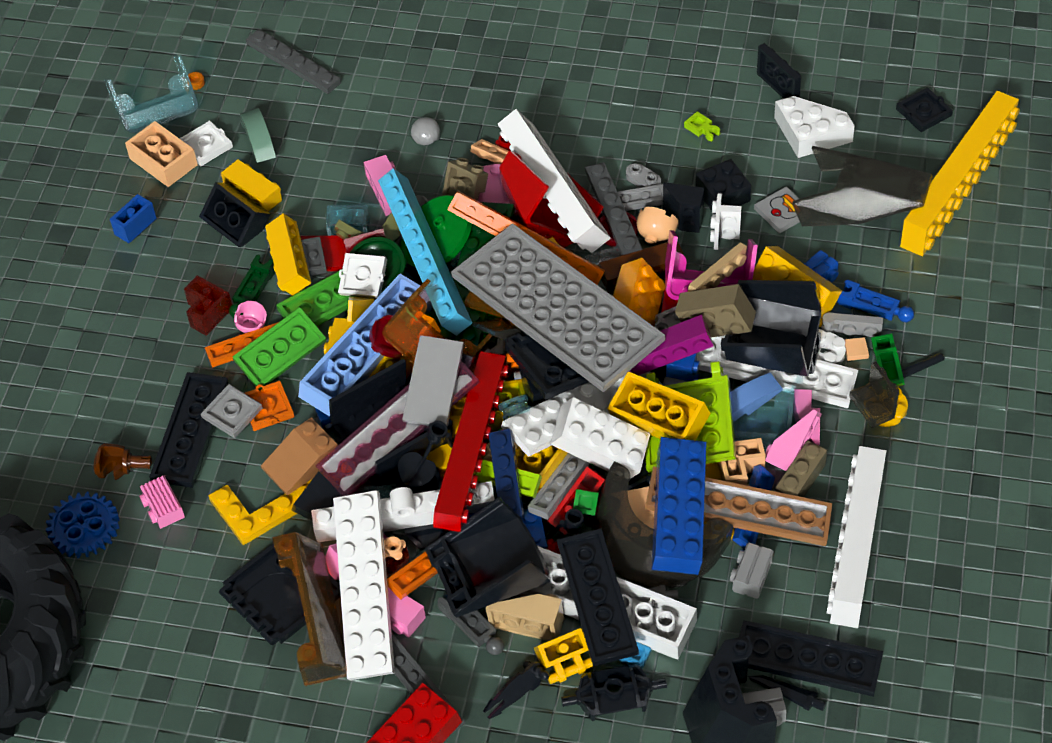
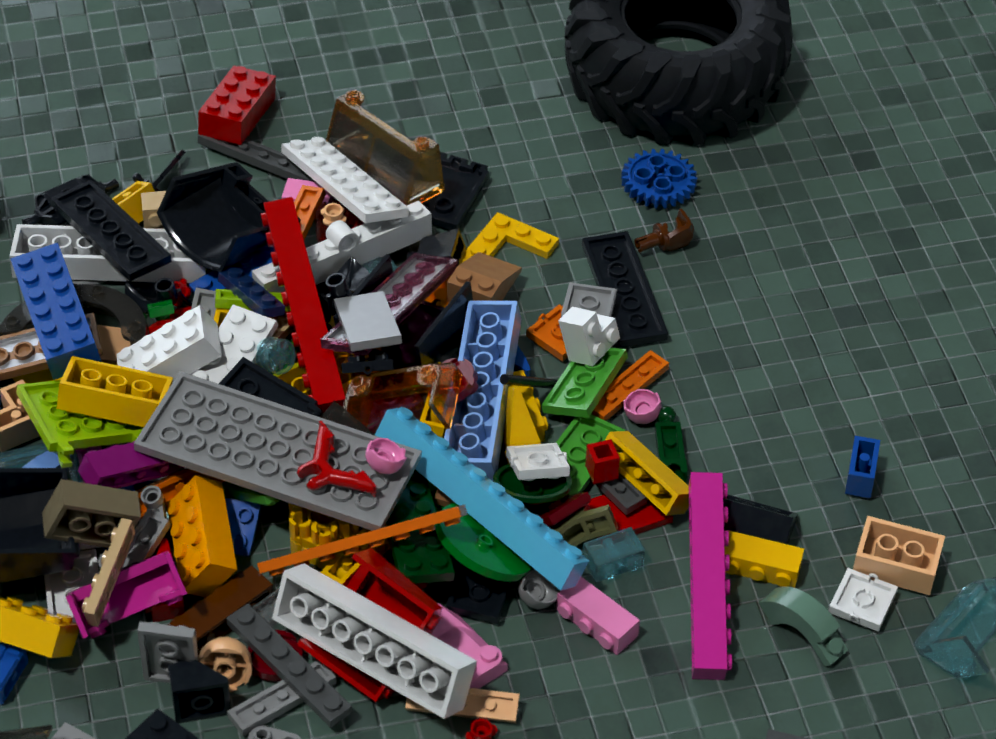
camera: 150 degrees right, 5 degrees down
(161, 502) = (597, 216): bright pink brick -> none
(197, 80) = (952, 689): orange tile -> none
(207, 303) = (700, 404): clear red brick -> none
(255, 368) = (587, 335): none -> white brick
(298, 170) = (707, 576): none -> dark pink brick
(318, 256) = (602, 461): none -> red brick
(325, 343) = (527, 381): none -> black bar
(425, 131) = (597, 713): light grey hair -> none
(464, 178) = (491, 627): dark tan plate -> none
(483, 257) = (385, 456): none -> bright pink hair
(532, 265) = (326, 473): none -> red piece
(694, 224) = (164, 646): none -> light grey plate
(725, 221) = (135, 687): white bracket -> none

